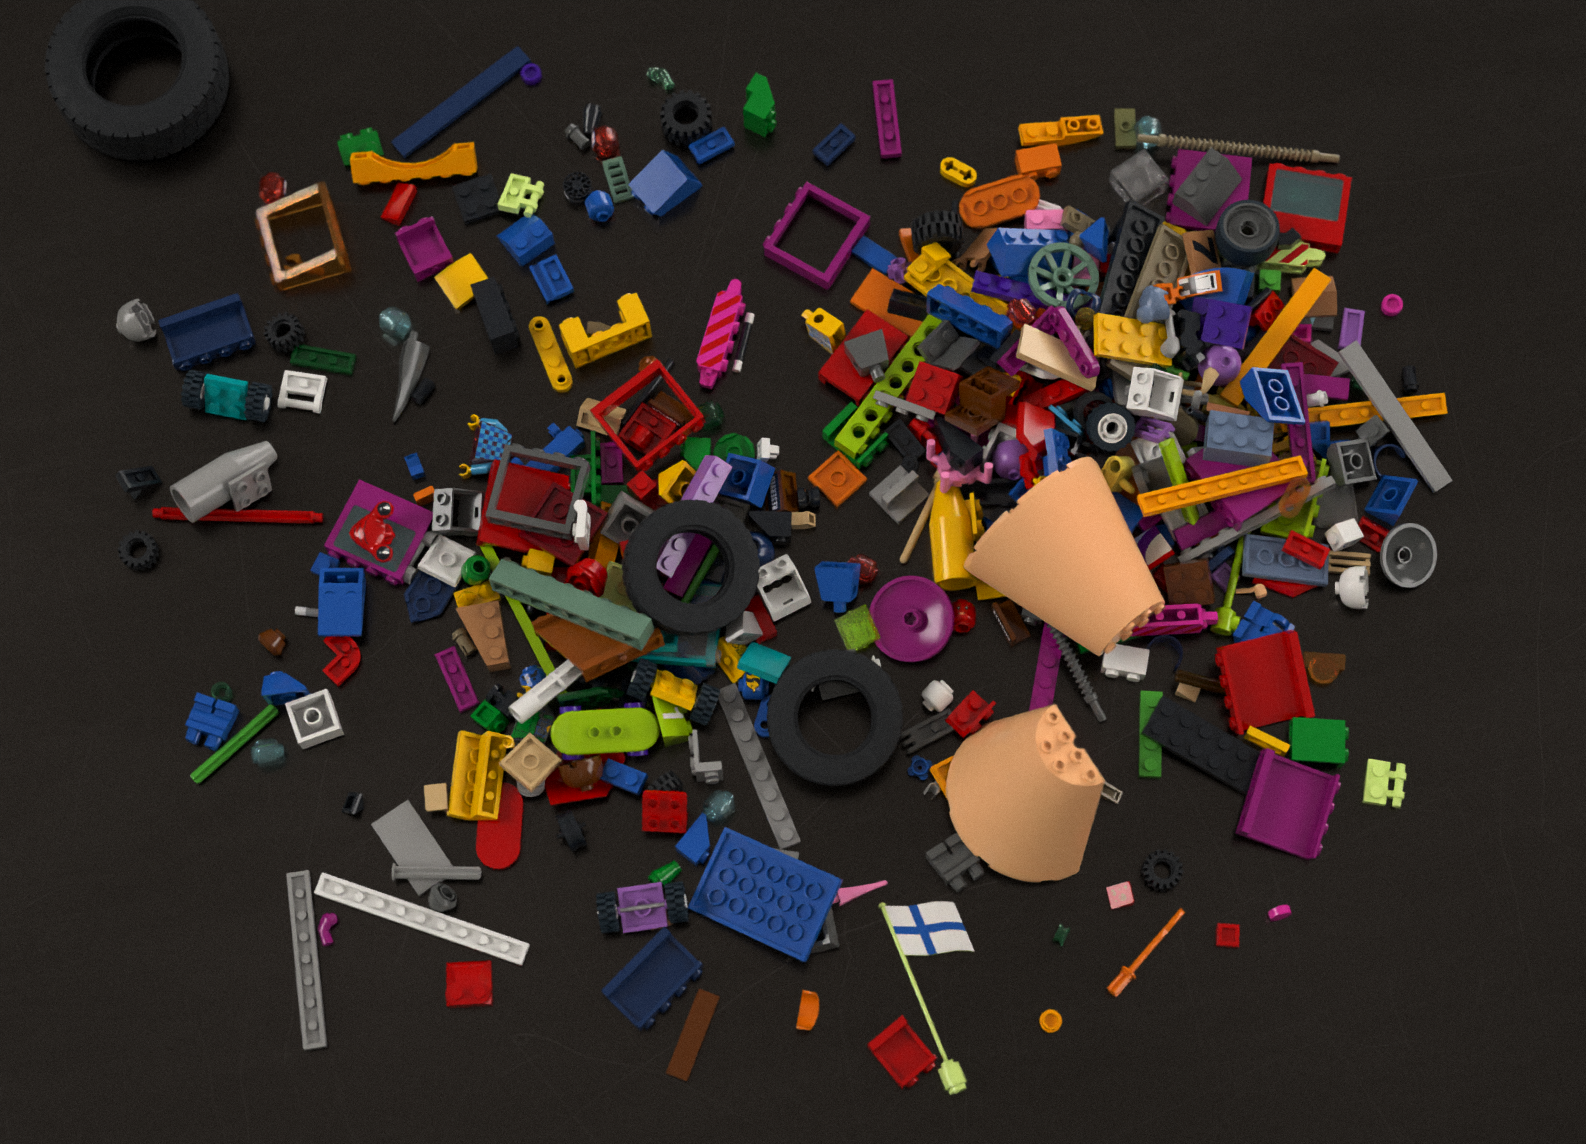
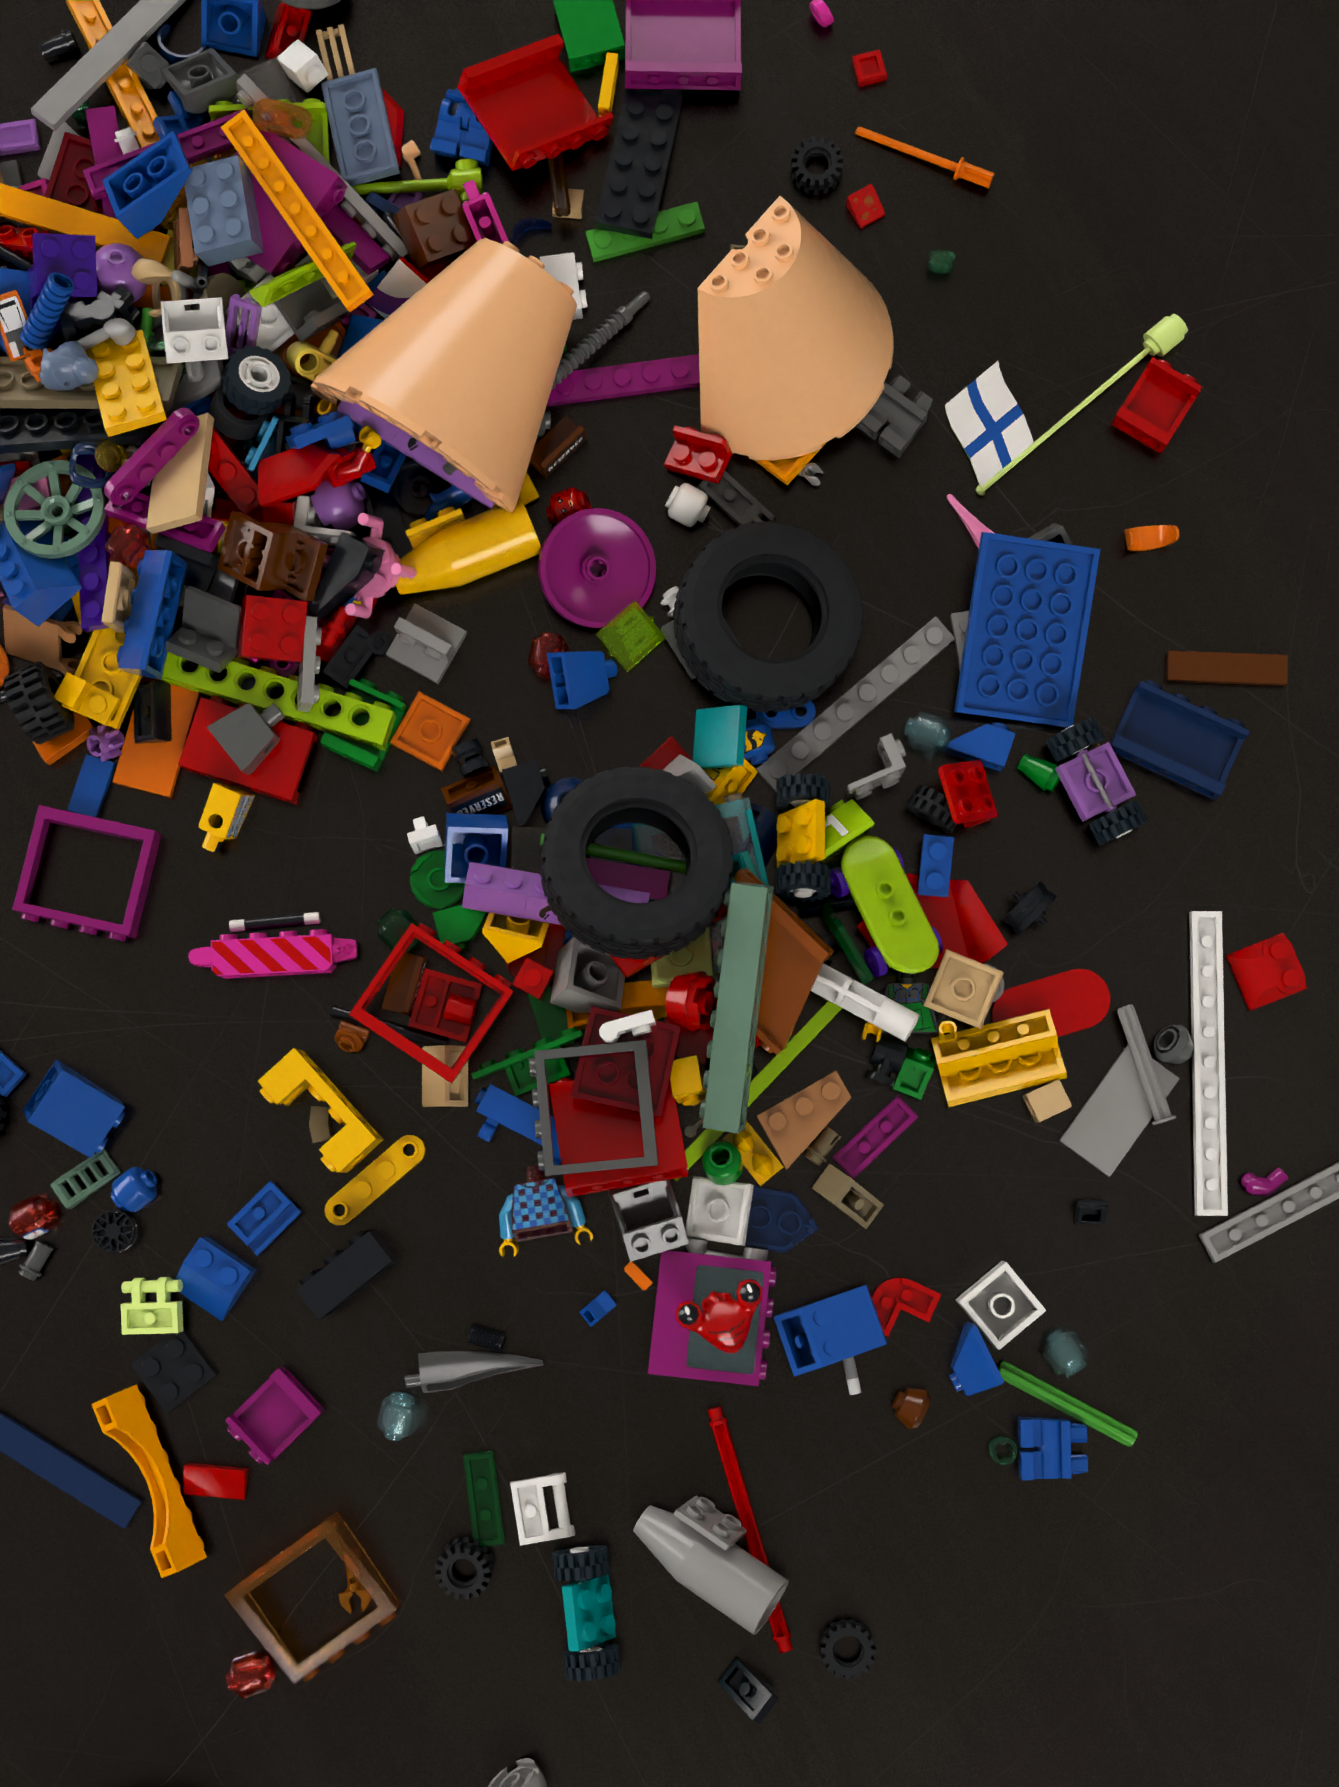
camera: 105 degrees left, 10 degrees up
(207, 332) = (499, 1681): dark blue panel -> none
(324, 561) = (779, 1378): blue plate -> none
(364, 142) = (141, 1574): green bracket -> none
(424, 646) = (847, 1196): none -> dark tan slope
(458, 277) = (305, 1342): yellow slope -> none
(531, 676) = (844, 1031): blue head -> none
(582, 772) = (952, 918): reddish brown cylinder -> none
(611, 464) = (509, 1037): magenta plate -> none
(778, 601) = (617, 745): white piece -> none
(920, 523) = (392, 597): tan piece -> none
(925, 764) = (793, 493): blue plate -> none
(987, 295) = (117, 596): none -> tan tile
(1050, 1021) = (1051, 243): light orange plate -> none
(1196, 303) = (47, 310): none -> blue piece
(1305, 549) = (341, 101): red plate -> none
(1324, 666) = (484, 41): clear orange piece -> none
(1353, 587) = (370, 34): white cylinder -> none

